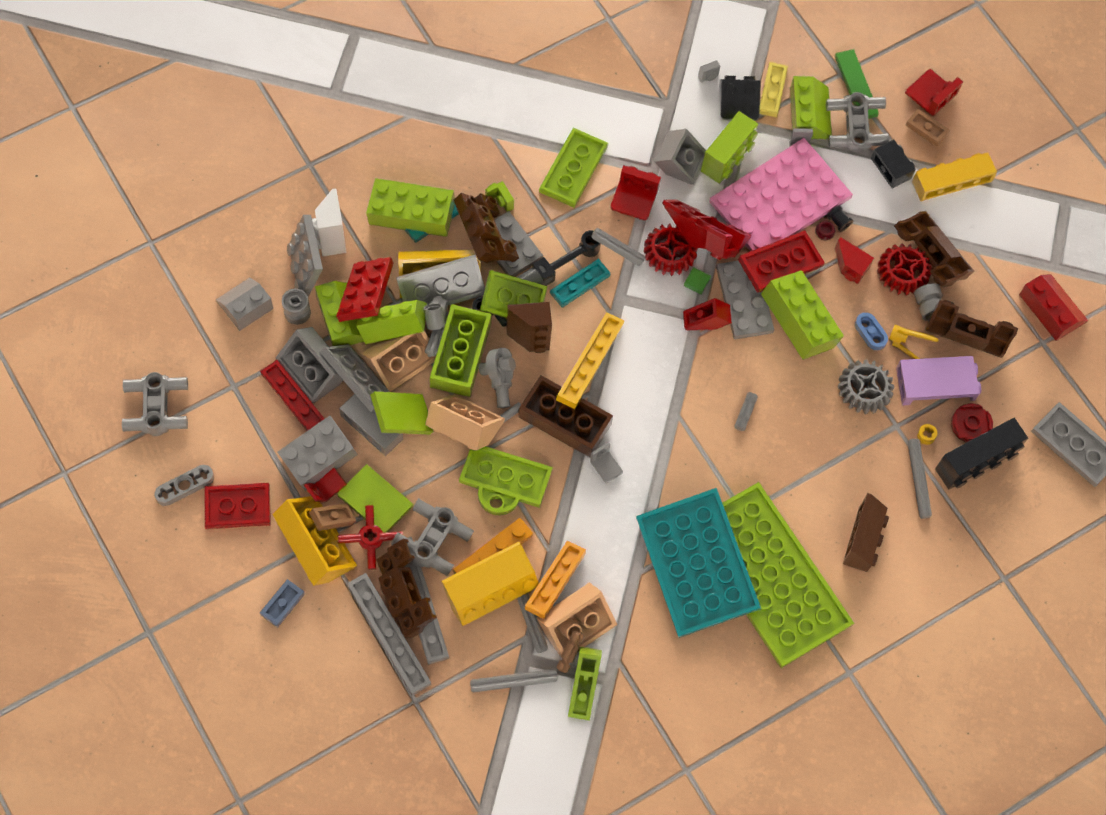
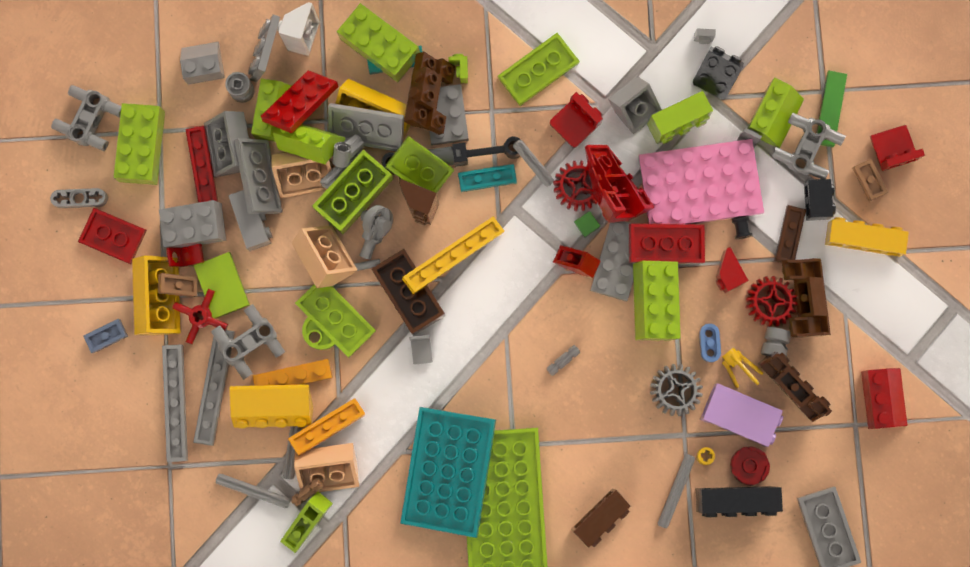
camera: 35 degrees right, 15 degrees up
(222, 404) = (139, 144): none -> lime brick
(401, 412) = (274, 224): lime tile -> none
(402, 591) = (200, 375): reddish brown bracket -> none
(773, 89) = (753, 78): light yellow tile -> none
(825, 230) = (723, 232): dark red plate -> none
(884, 205) = (790, 233): none -> reddish brown tile

